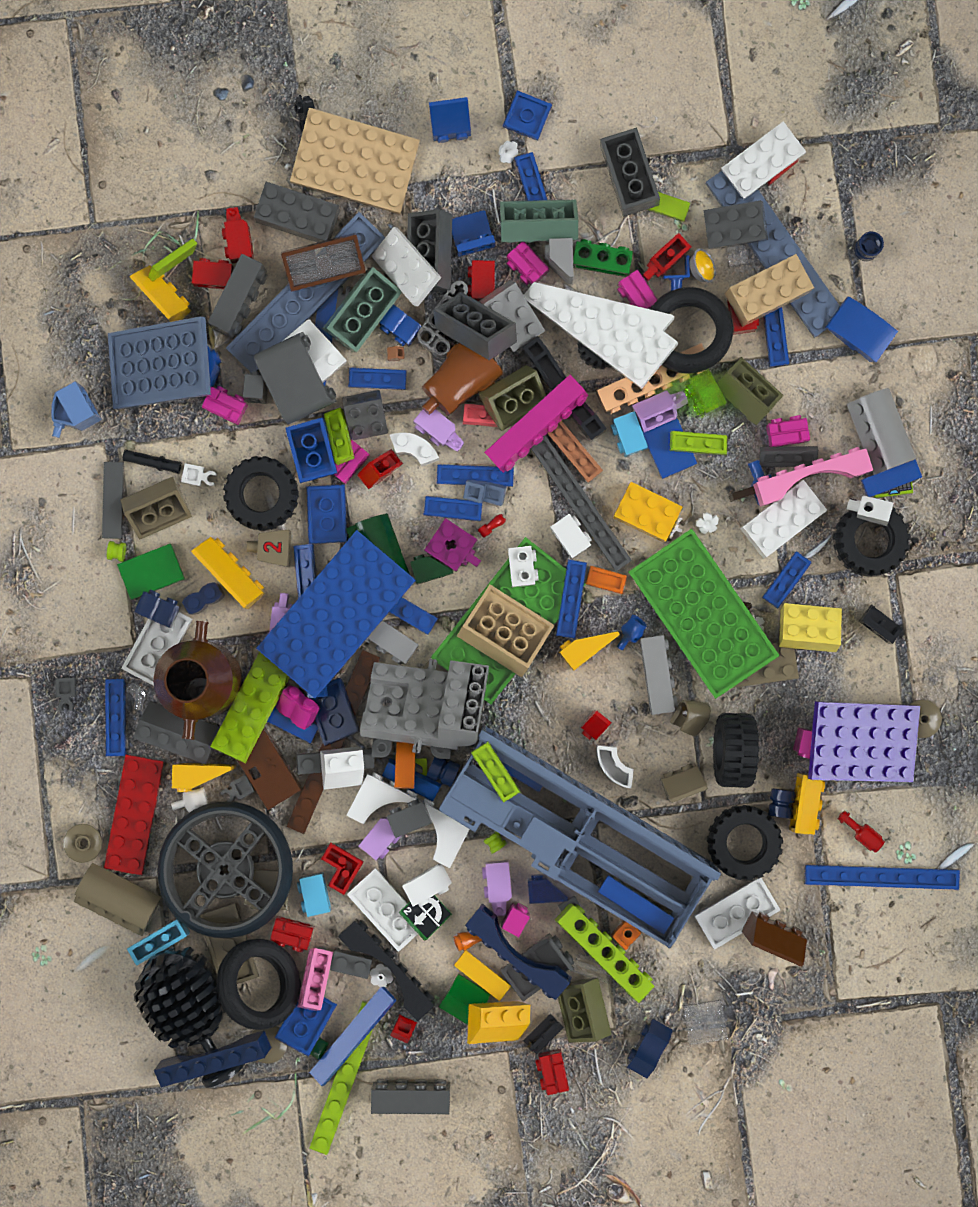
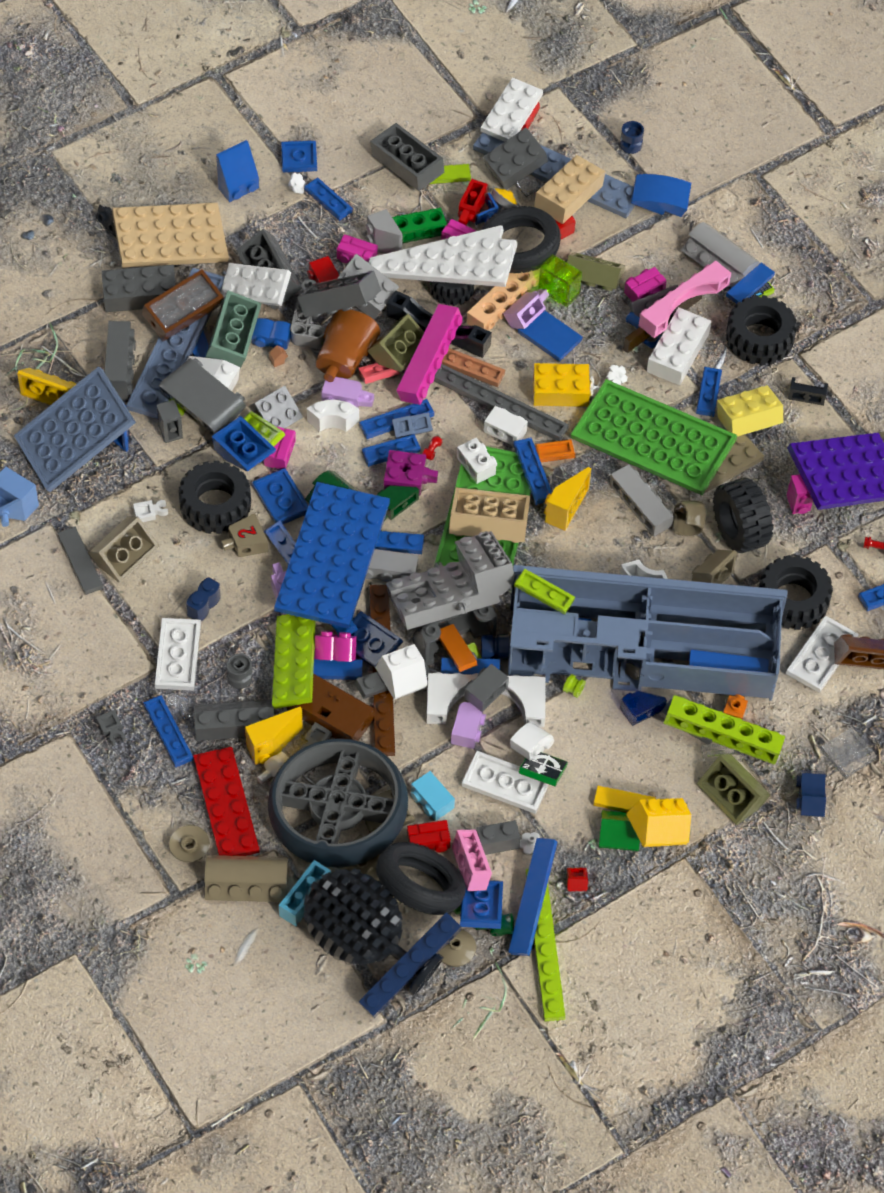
camera: 25 degrees left, 30 degrees down
(116, 551) = (103, 595): lime wheel -> none
(151, 571) = (143, 602): green tile -> none
(158, 609) = (166, 619): dark blue brick -> none
(159, 463) = (100, 516): black pin -> none
(172, 259) = (47, 354): lime tile -> none
(211, 274) = (86, 358): red brick -> none
(222, 675) = (234, 647): reddish brown piece -> none
(225, 405) = (147, 448): dark pink brick -> none
(228, 572) = (201, 565): yellow slope -> none
(237, 236) = (94, 322): red hinge -> none
(346, 865) = (449, 759): red brick -> none
(359, 939) = (573, 843): black arch -> none
(377, 378) = (272, 381): blue tile -> none
(379, 468) = (309, 443): red slope -> none
(410, 1097) = (617, 923): dark grey brick -> none
(465, 940) = (592, 777): orange cone -> none
(472, 233) = (300, 249): blue bracket -> none
(498, 885) = (596, 718): lavender hinge -> none
(516, 919) = (628, 734): dark pink brick -> none
(538, 220) = (348, 215): sand green brick -> none
(543, 1034) = (709, 825): black hinge -> none
(545, 951) = (673, 763): dark grey bracket -> none
(548, 977) = (605, 749): dark blue arch -> none
(553, 1072) = (736, 851): red brick -> none
(595, 725) = (610, 553): red slope -> none
(629, 434) = (513, 336): medium azure brick -> none
(632, 631) = (599, 476): blue piece -> none
(698, 443) = (574, 321): lime tile -> none
(776, 338) = (594, 228): blue tile -> none
(781, 803) = (808, 547): dark blue wheel -> none
(806, 805) = (828, 542): yellow slope -> none
(880, 509) = (748, 294): white torso -> none

